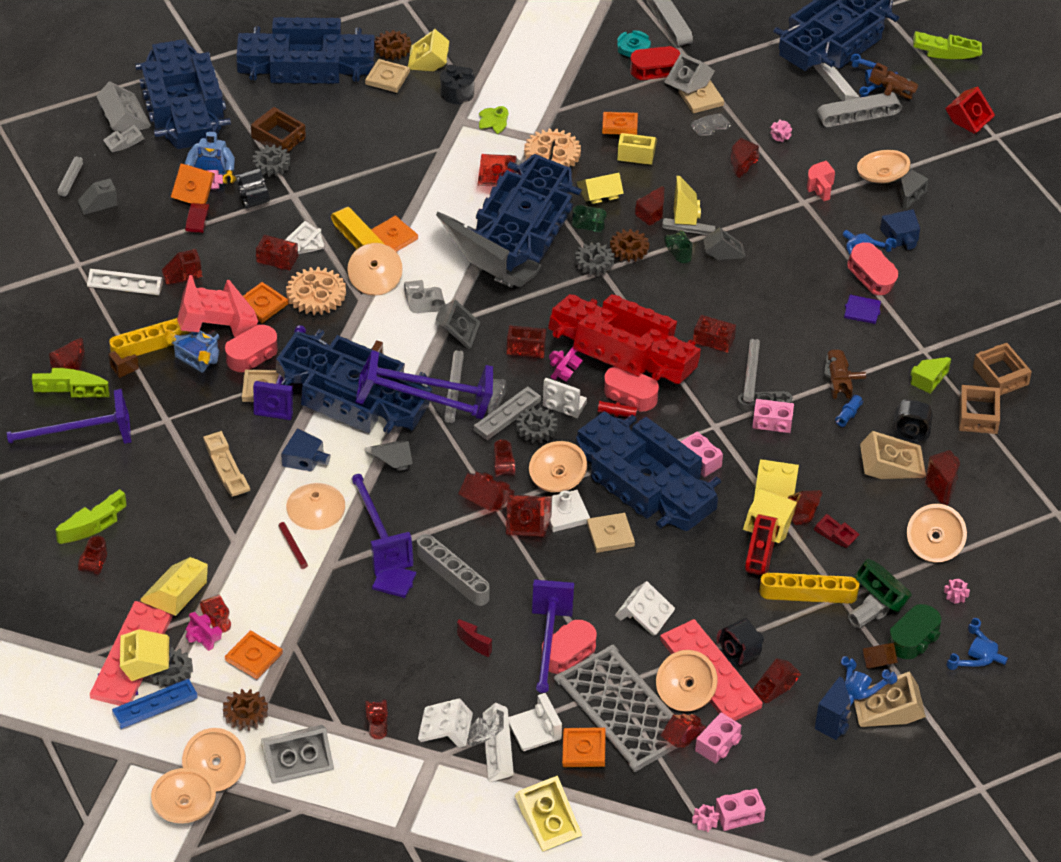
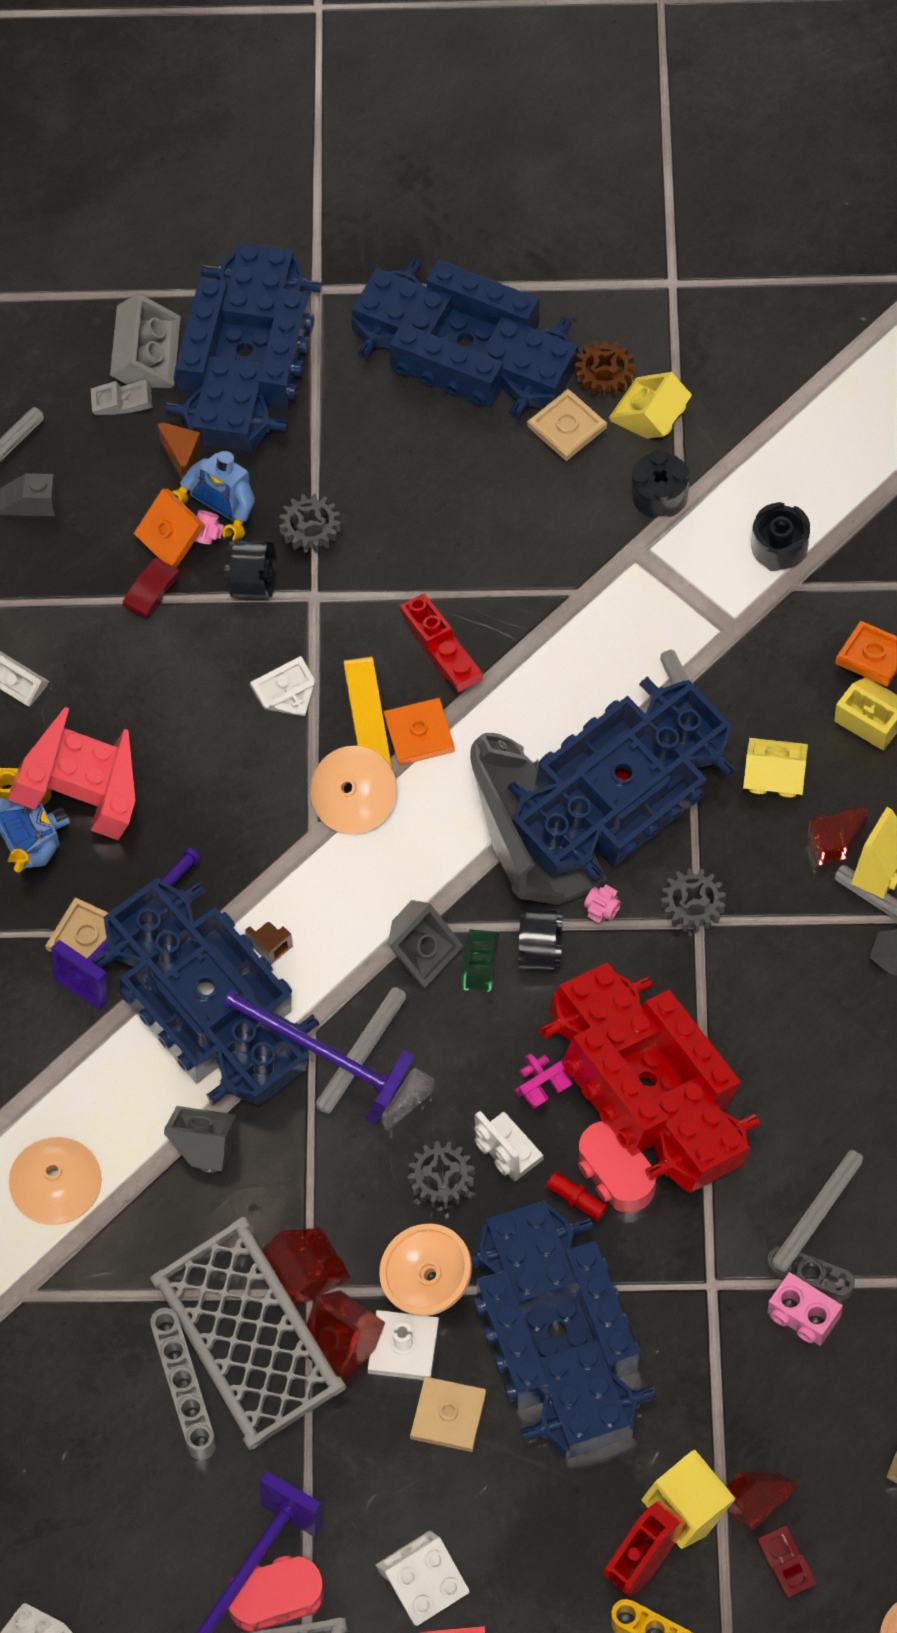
camera: 30 degrees right, 15 degrees up
(172, 148) = (181, 446): none -> dark orange slope
(182, 266) = (80, 676): clear red slope -> none
(251, 348) = (104, 862): coral brick -> none
(265, 301) = (164, 782): orange plate -> none
(275, 117) = (341, 448): reddish brown window -> none
(277, 252) = (229, 700): clear red brick -> none
(304, 452) = (82, 1081): dark blue torso -> none
(316, 291) = (232, 809): light nougat gear -> none
(369, 377) = (212, 1013): dark purple tile -> none
(379, 192) = (439, 643): none -> red slope
(388, 551) = (106, 1320): dark purple tile -> none
(394, 581) = (96, 1361): dark purple piece -> none
(421, 298) = (408, 875): light grey piece -> none
(468, 634) = (148, 1511): dark red slope -> none
(481, 508) = (160, 1281): none -> light grey door
(491, 118) = (682, 568): lime plate -> none
(492, 167) = (621, 676): clear red slope -> none
(495, 327) = (479, 977): none -> clear green slope
(503, 458) = (358, 1222): clear red piece -> none
(507, 413) = (411, 1134): light grey plate -> none
(523, 299) = (538, 939): none -> black brick
(526, 341) = (503, 1018): clear red brick -> none
(537, 86) = (780, 536): none -> black brick
(546, 275) = (602, 903): none -> bright pink gear
(565, 151) = (717, 653): light nougat gear -> none
(586, 218) = (730, 823): clear green piece -> none
(629, 245) = (761, 898): reddish brown gear -> none
(679, 246) = (838, 924): clear green piece -> none
(710, 455) = (652, 1333): bright pink brick -> none
(714, 333) = (799, 1117): clear red brick -> none
(777, 478) = (738, 1436): light yellow slope -> none

